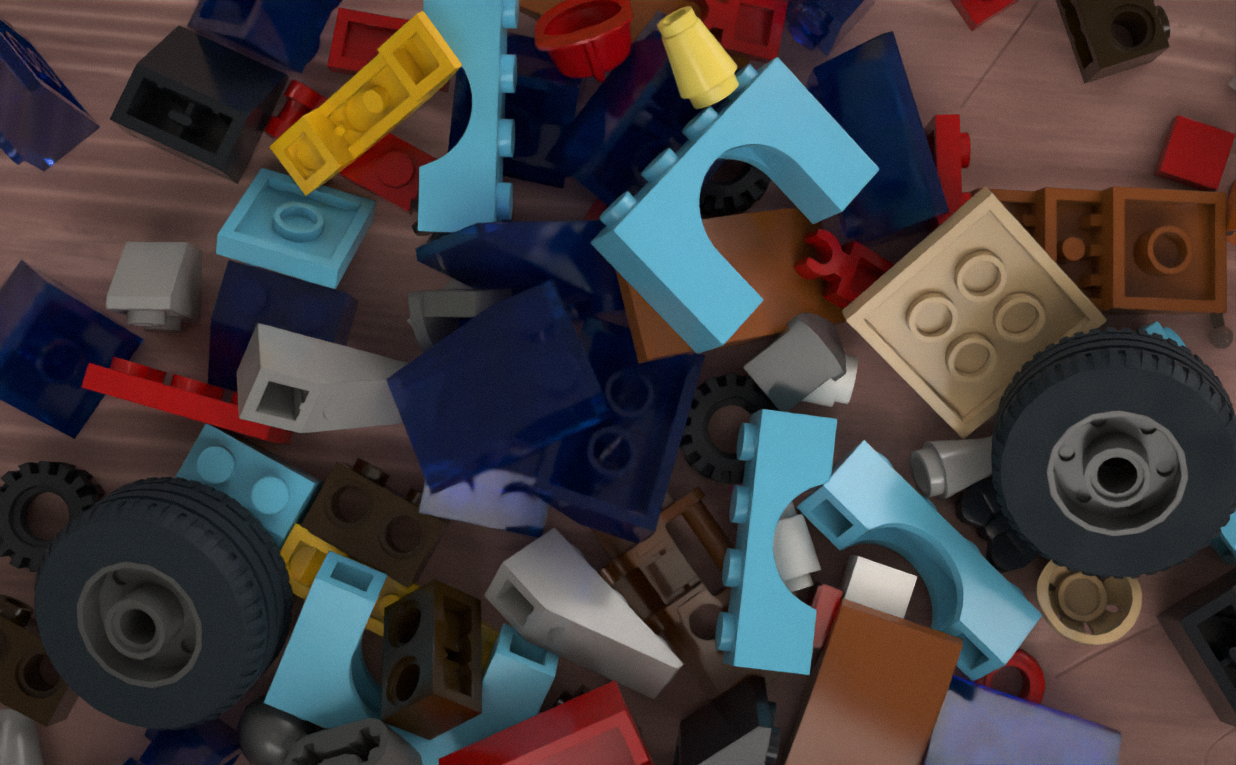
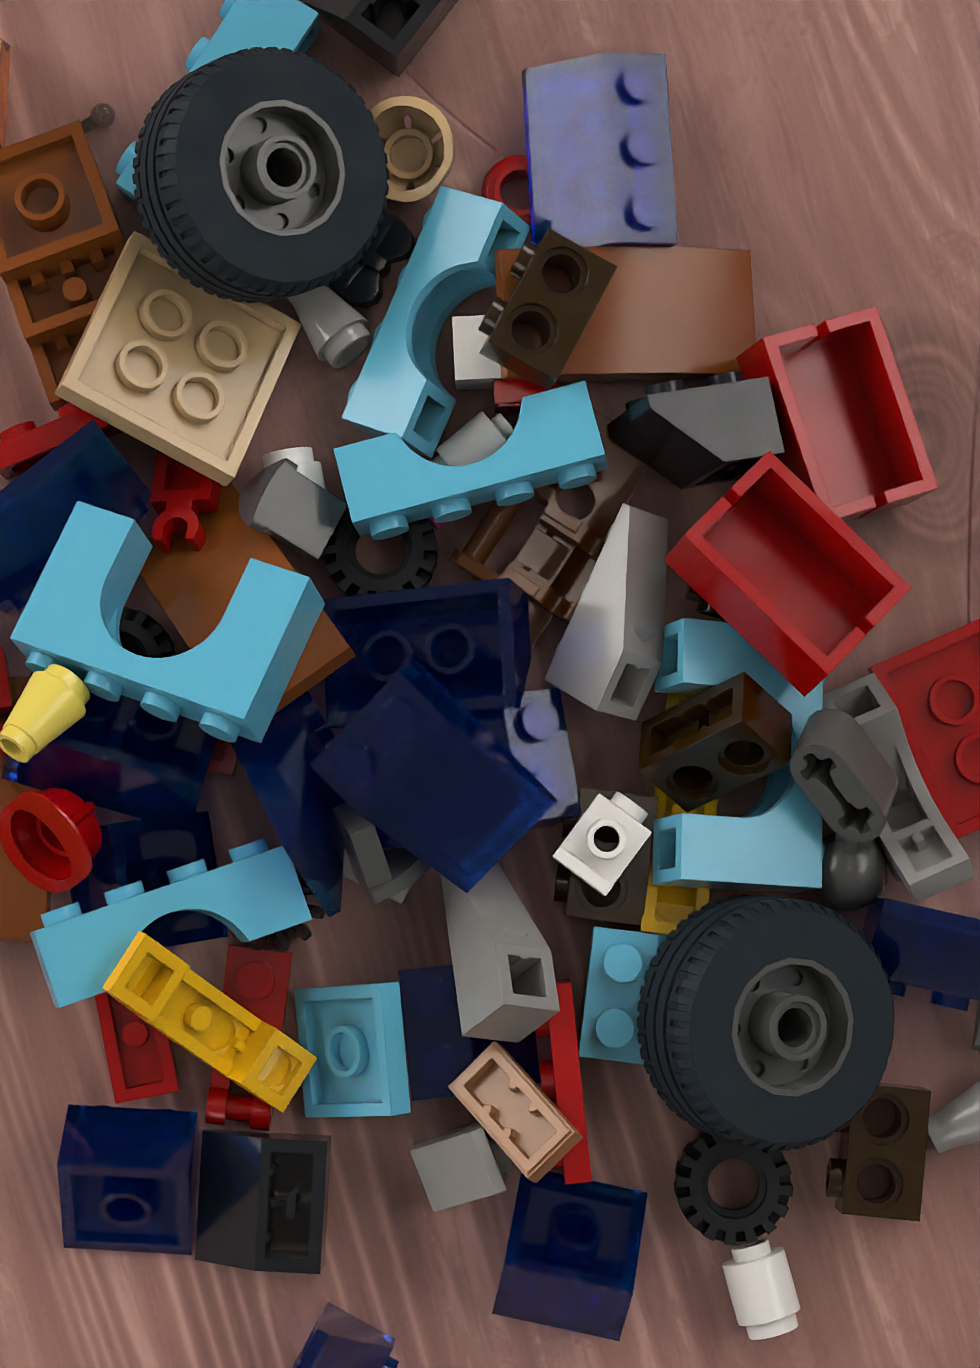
camera: 110 degrees left, 0 degrees up
(171, 344) = (515, 1112): none -> medium nougat plate
(388, 495) = (582, 856): none -> white brick
(879, 673) = (557, 315): none -> dark brown brick

